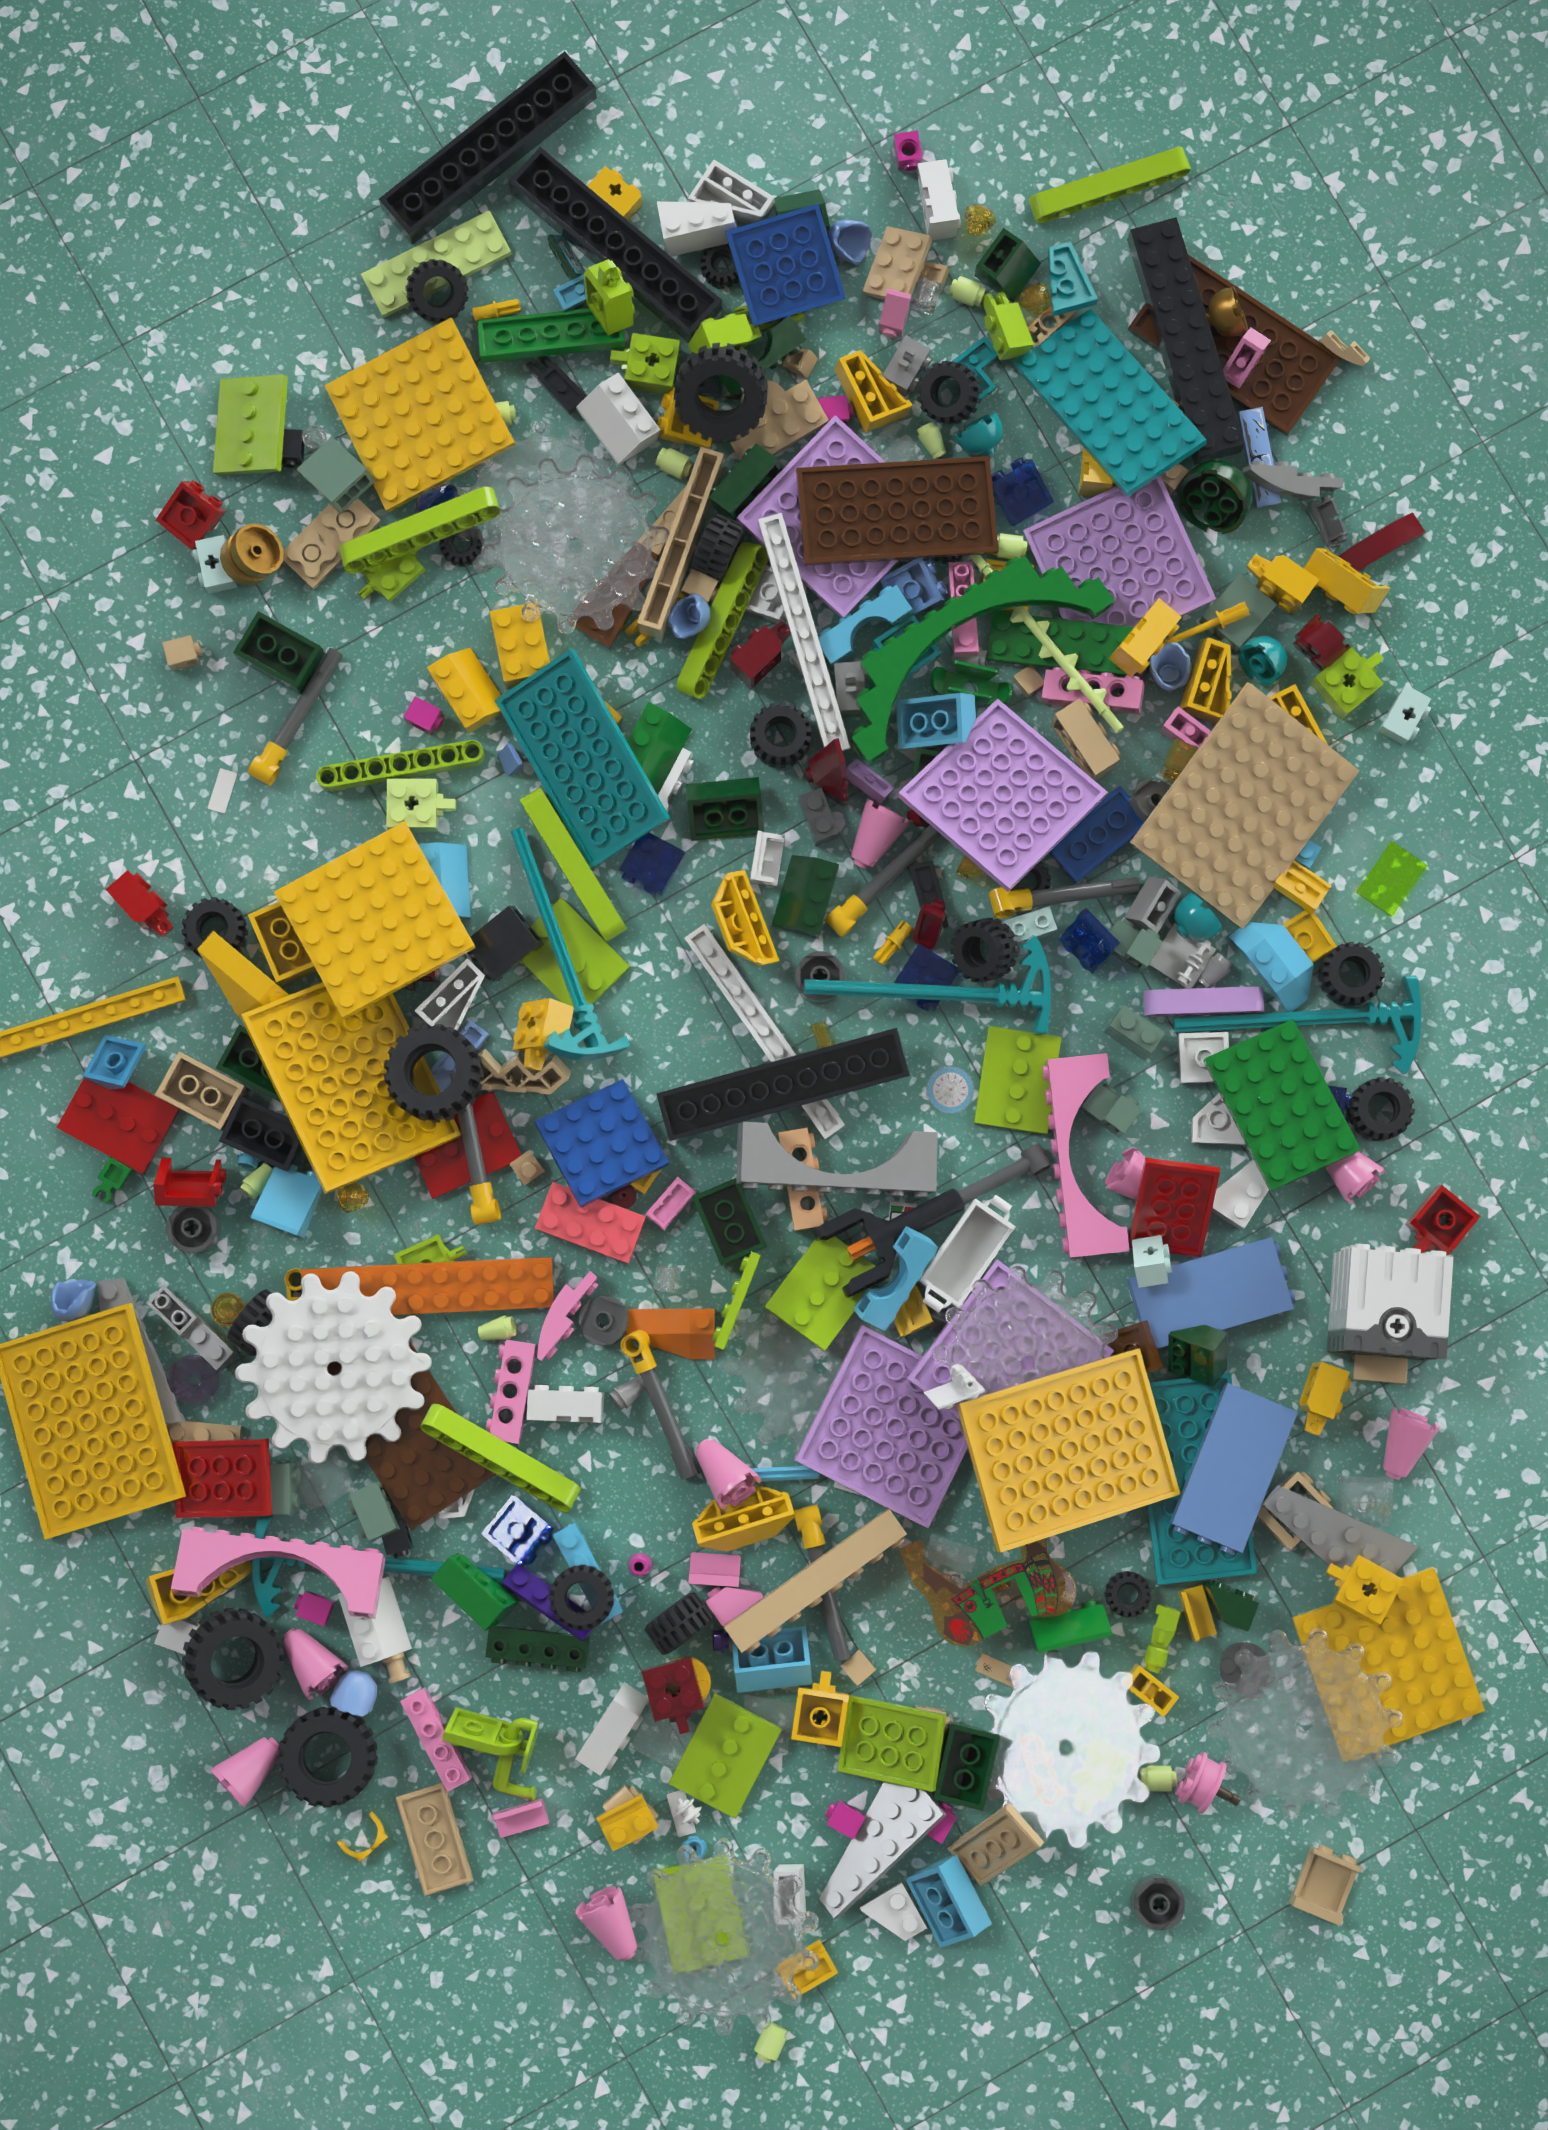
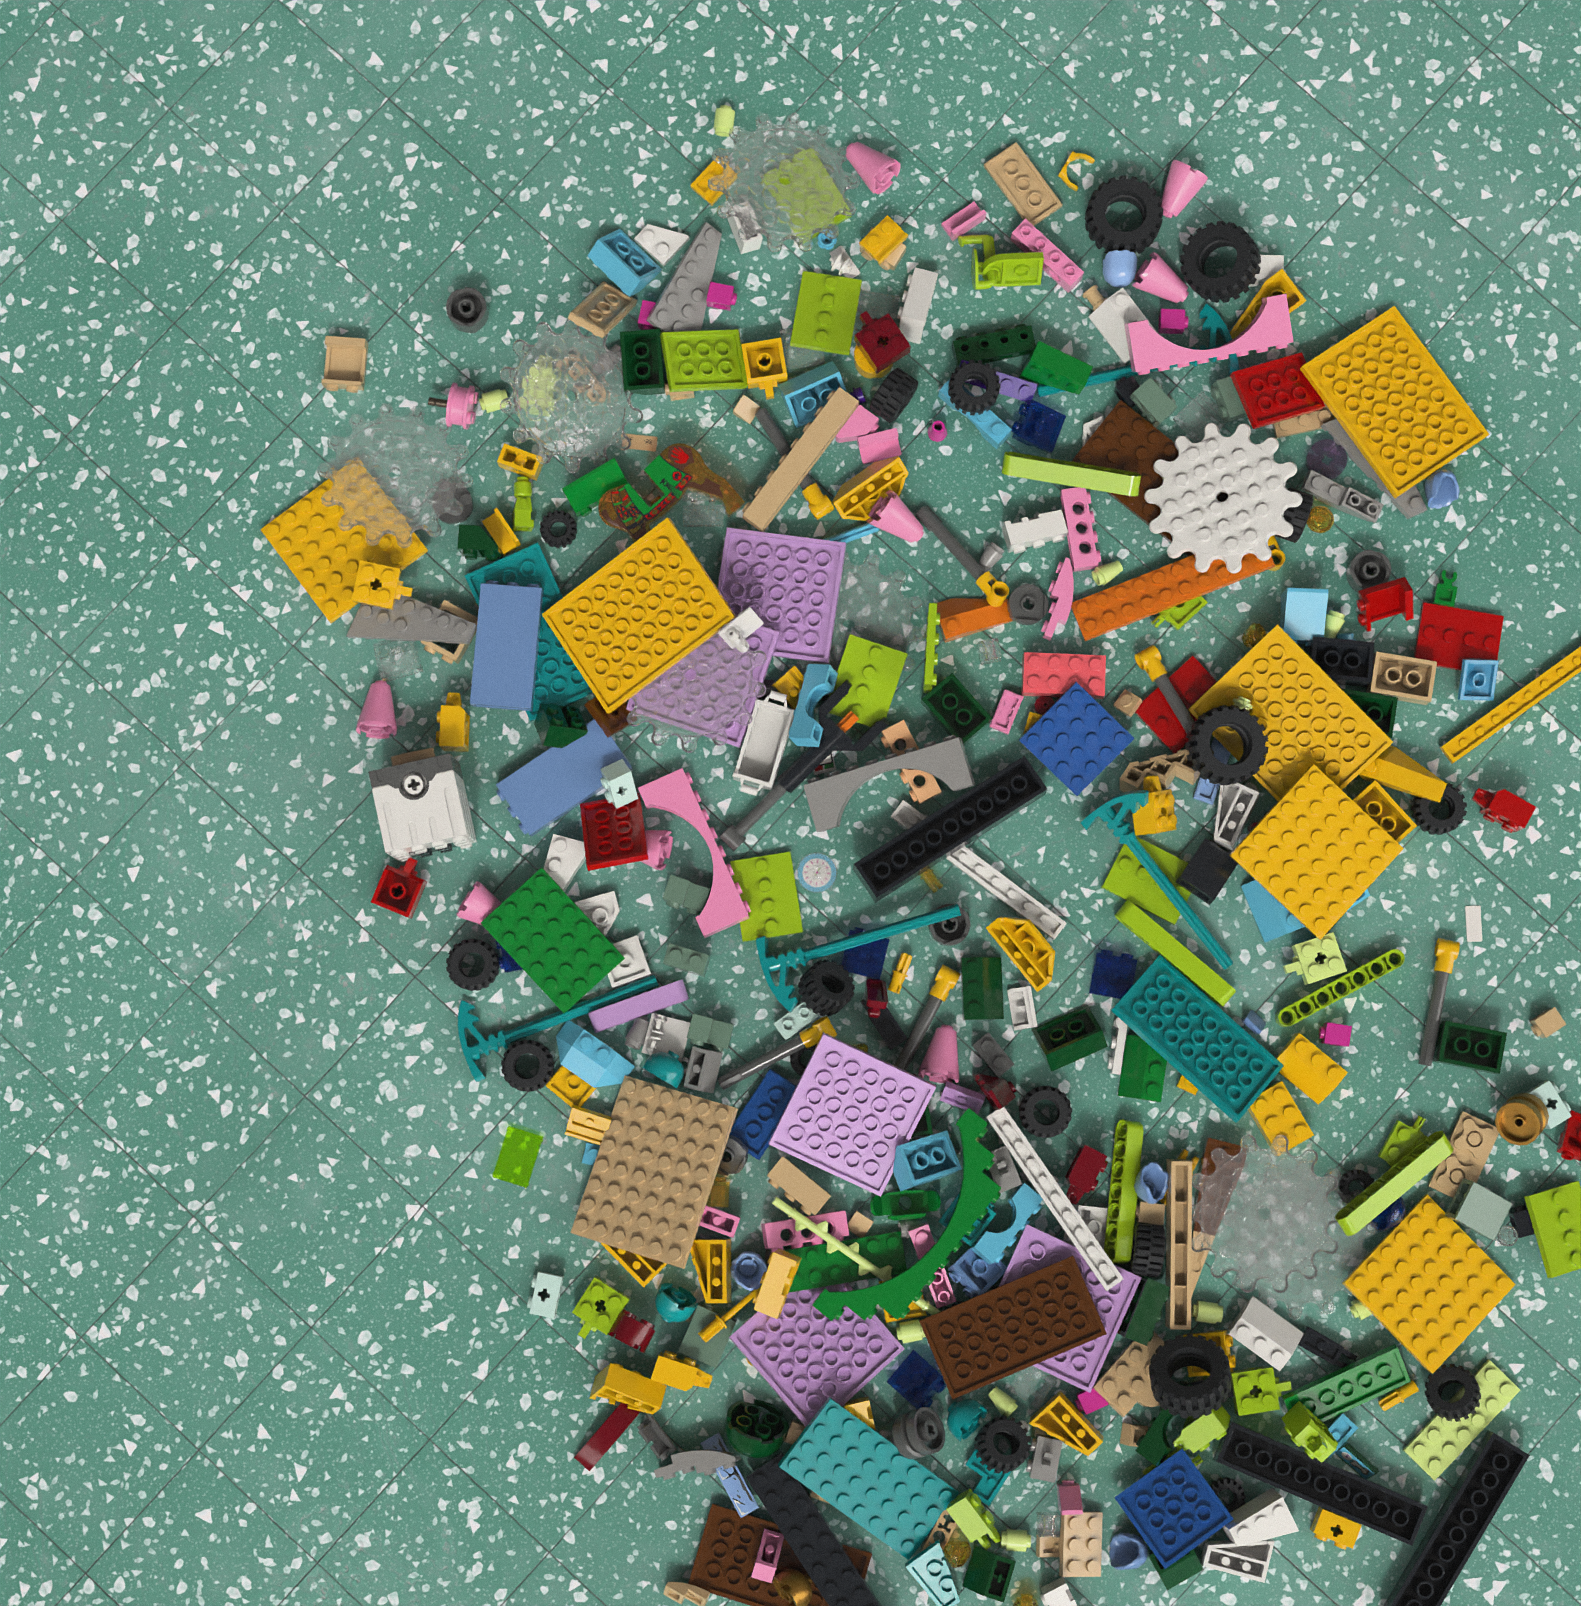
camera: 170 degrees right, 0 degrees up
(398, 1115) = (1242, 703): none -> yellowish green plate
(1038, 432) = (918, 1433): none -> dark grey wheel
(1089, 941) = (745, 1022): clear blue plate -> none

